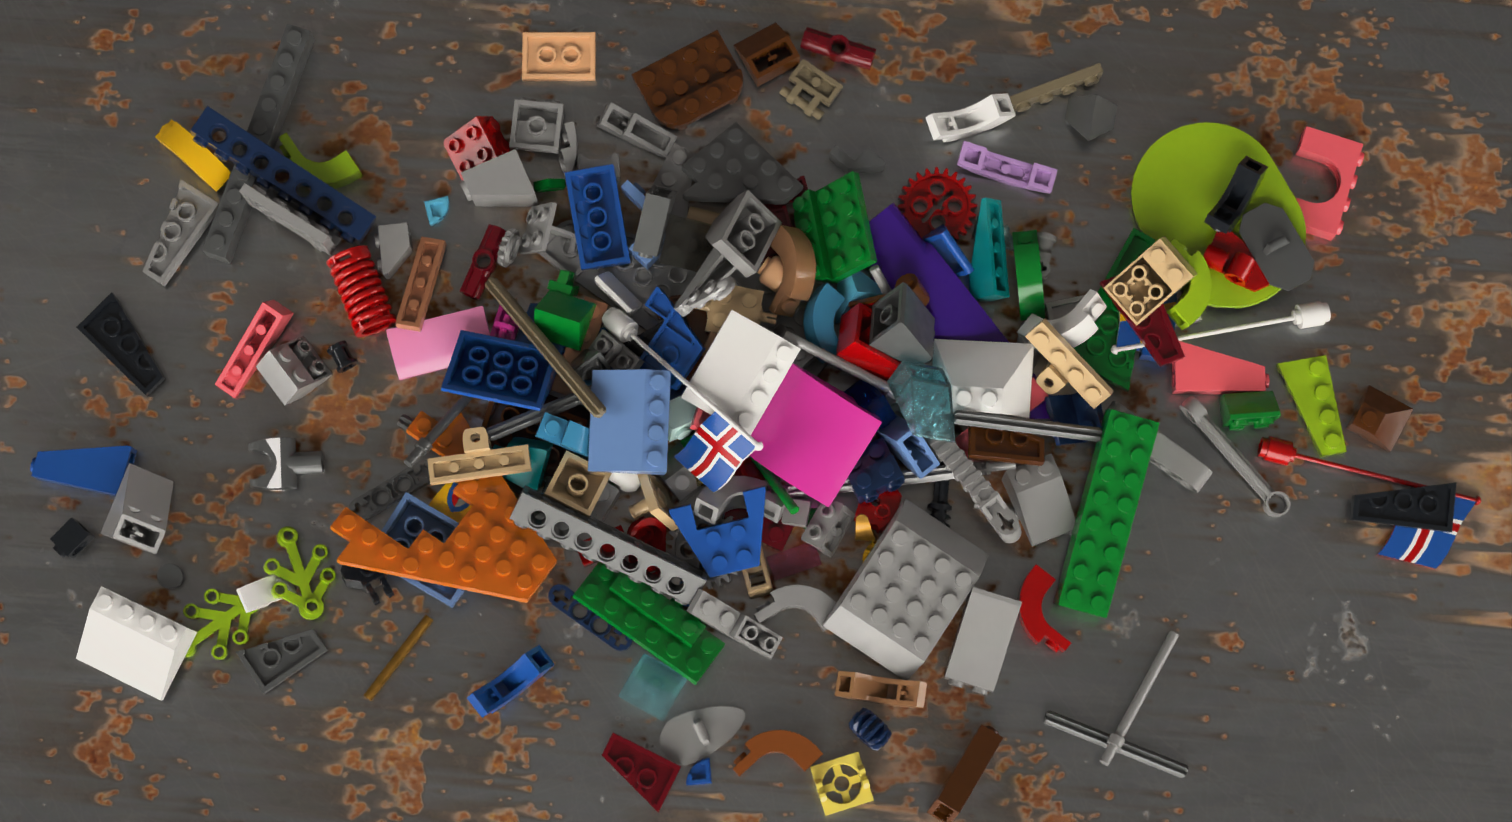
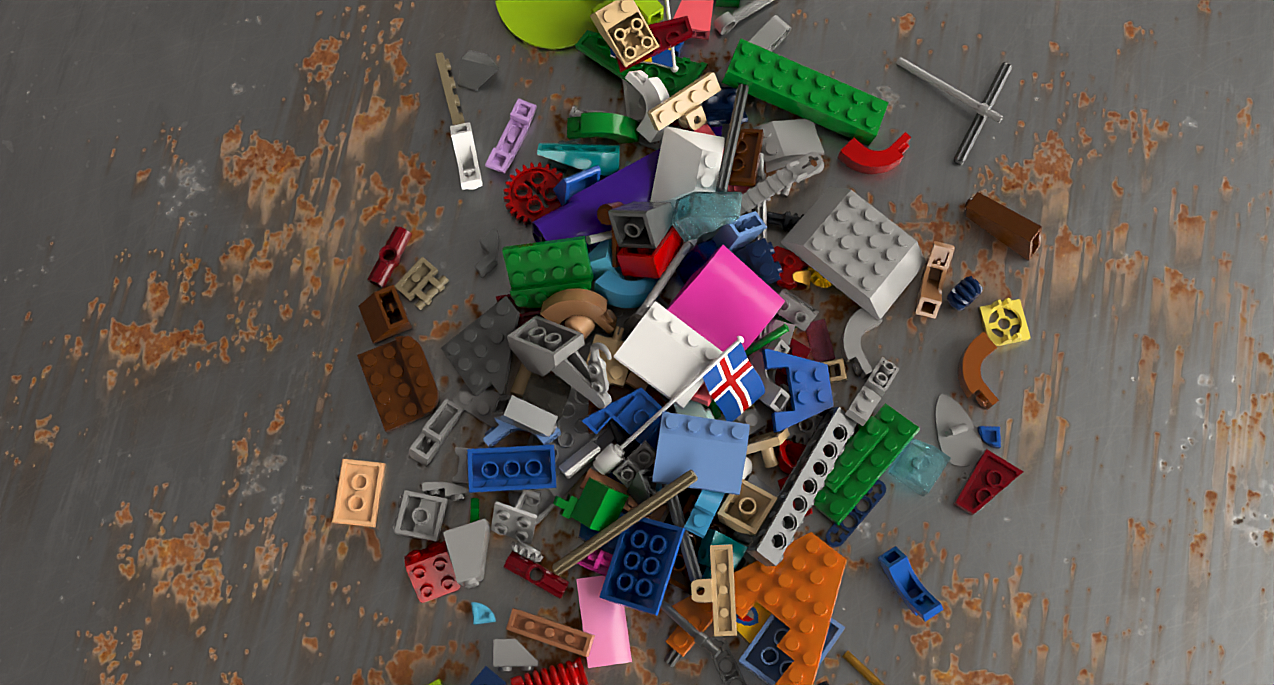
camera: 85 degrees left, 5 degrees down
(982, 640) = (900, 198): light grey slope -> none

